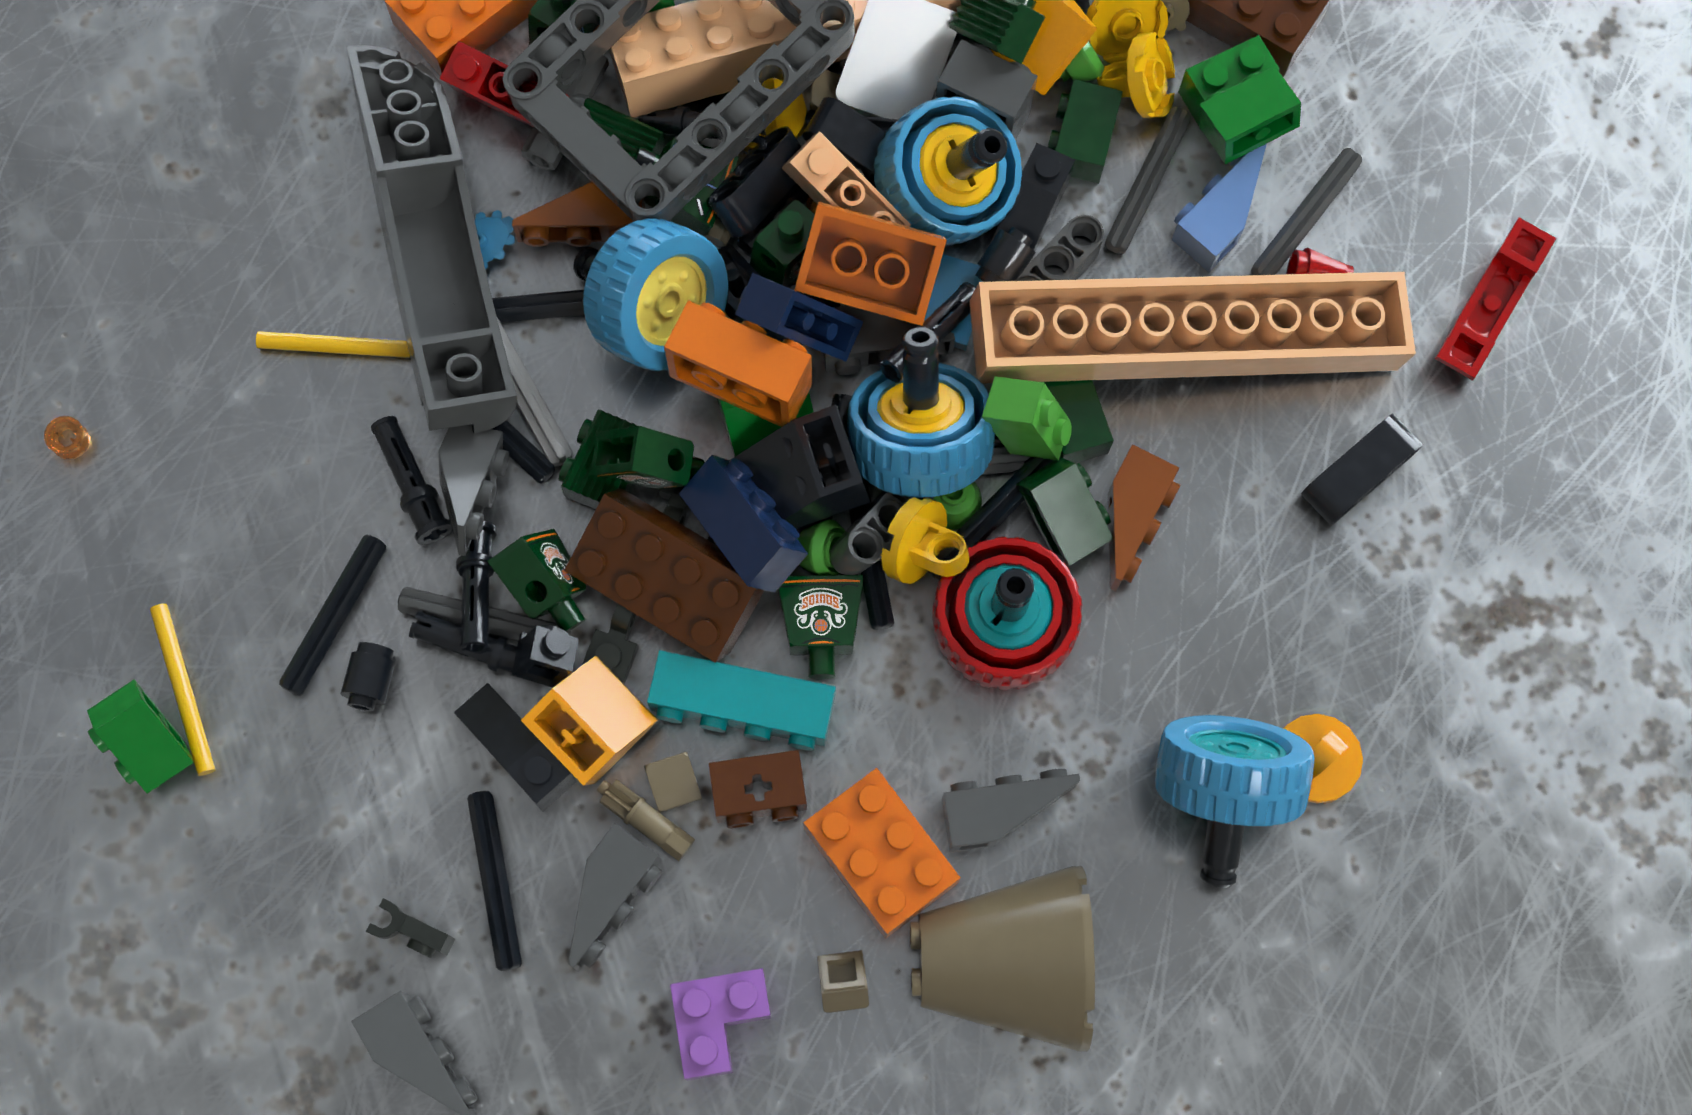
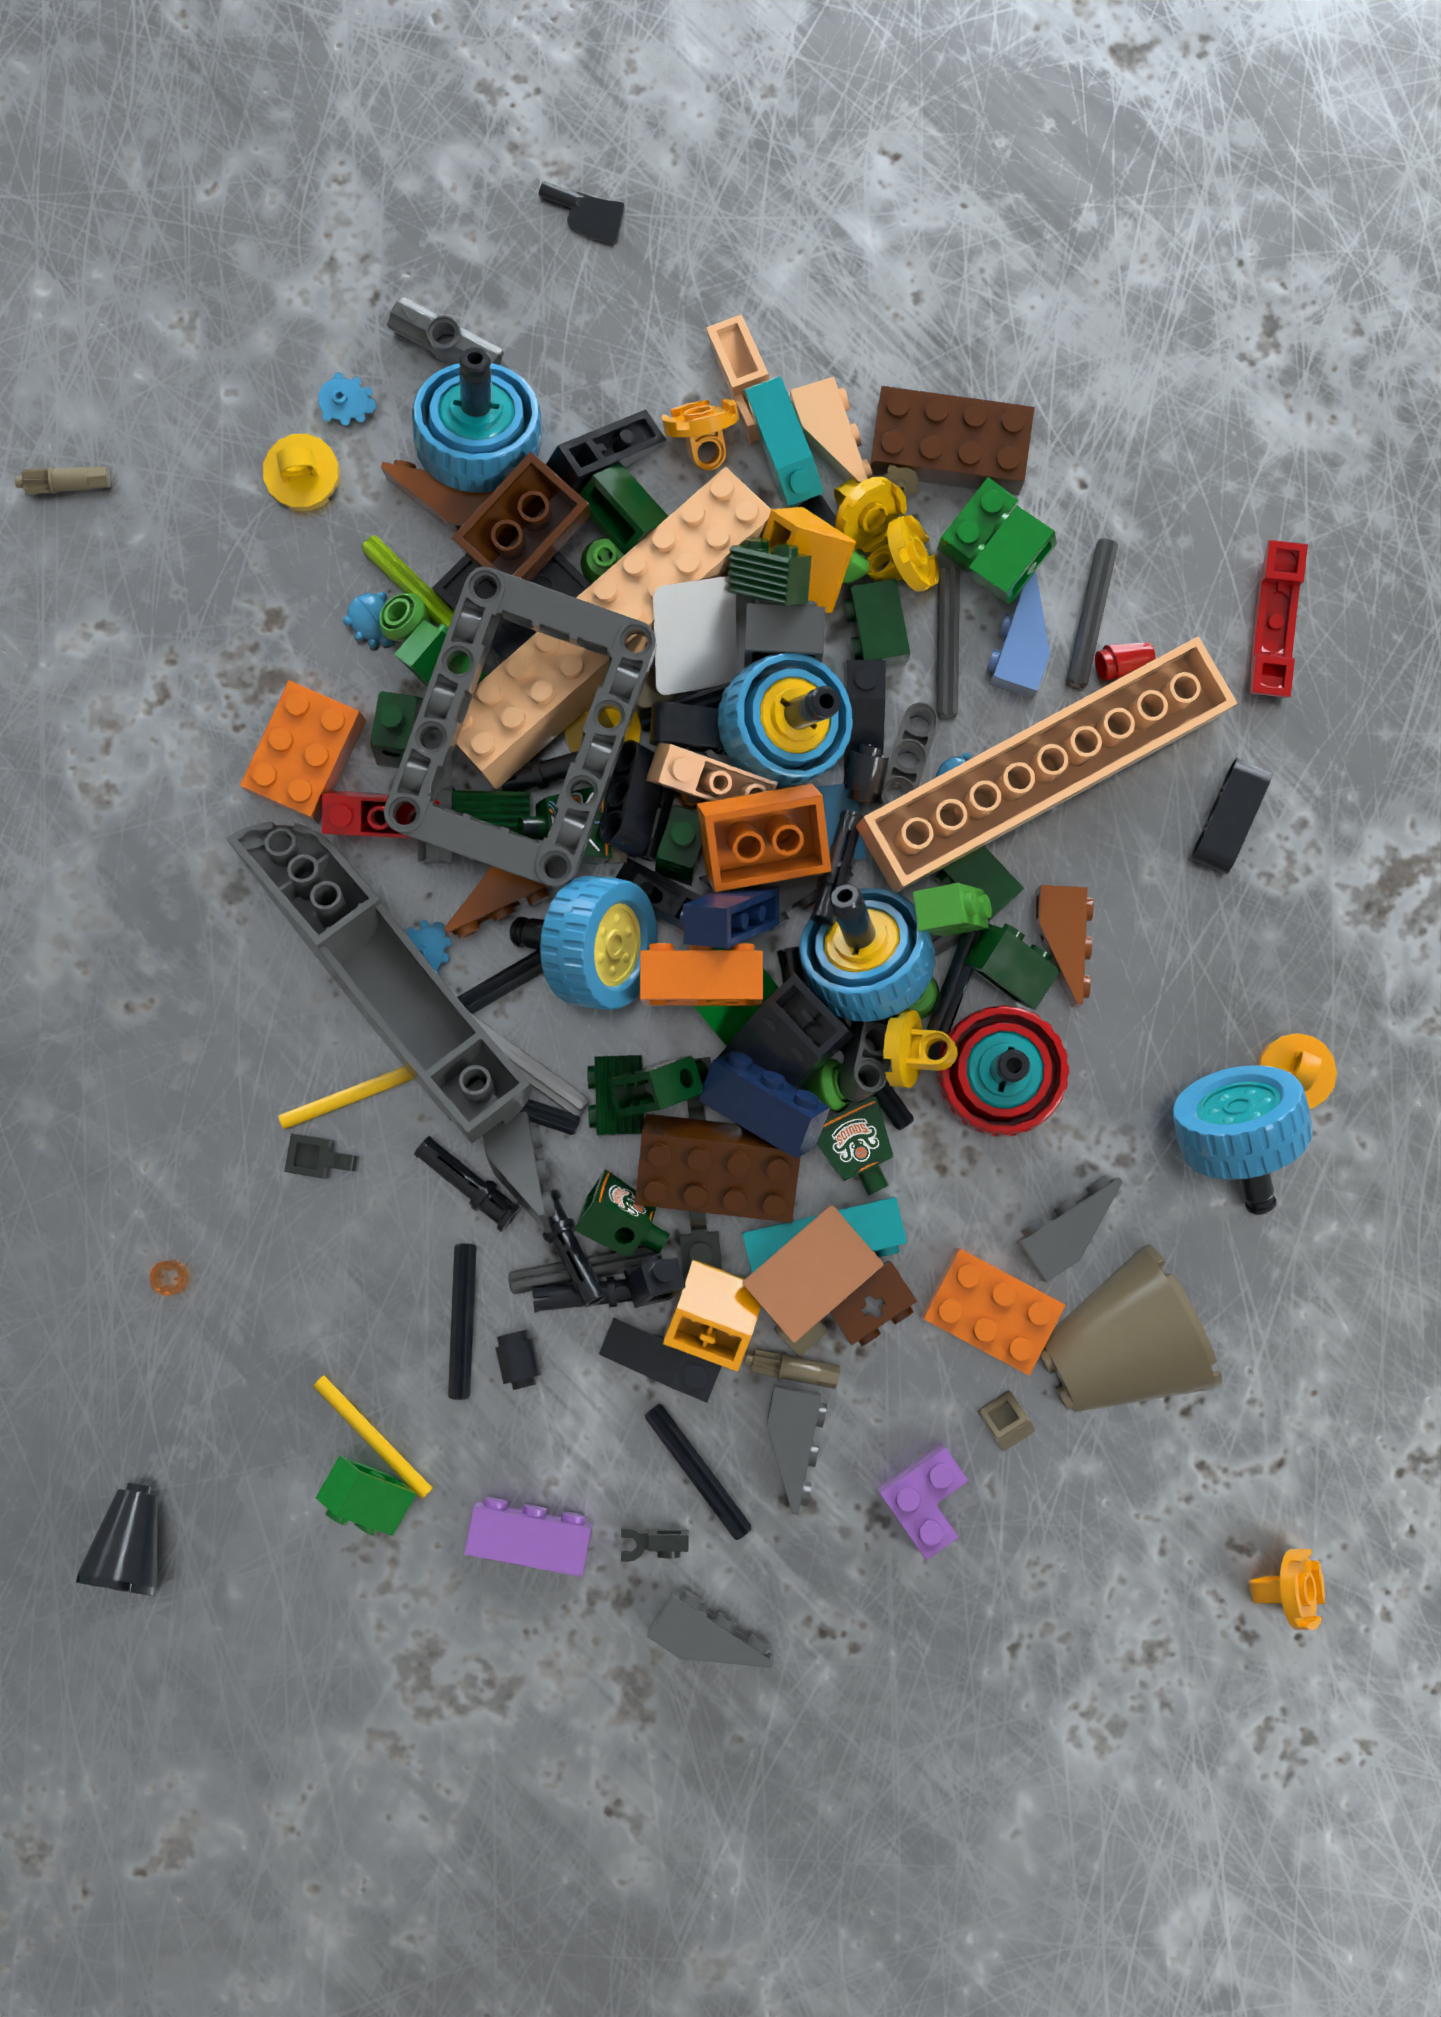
camera: 20 degrees left, 10 degrees up
(273, 384) = (313, 1156): none -> pearl dark grey plate
(285, 862) = (529, 1537): none -> medium lavender brick
(710, 722) = (812, 1273): none -> nougat tile

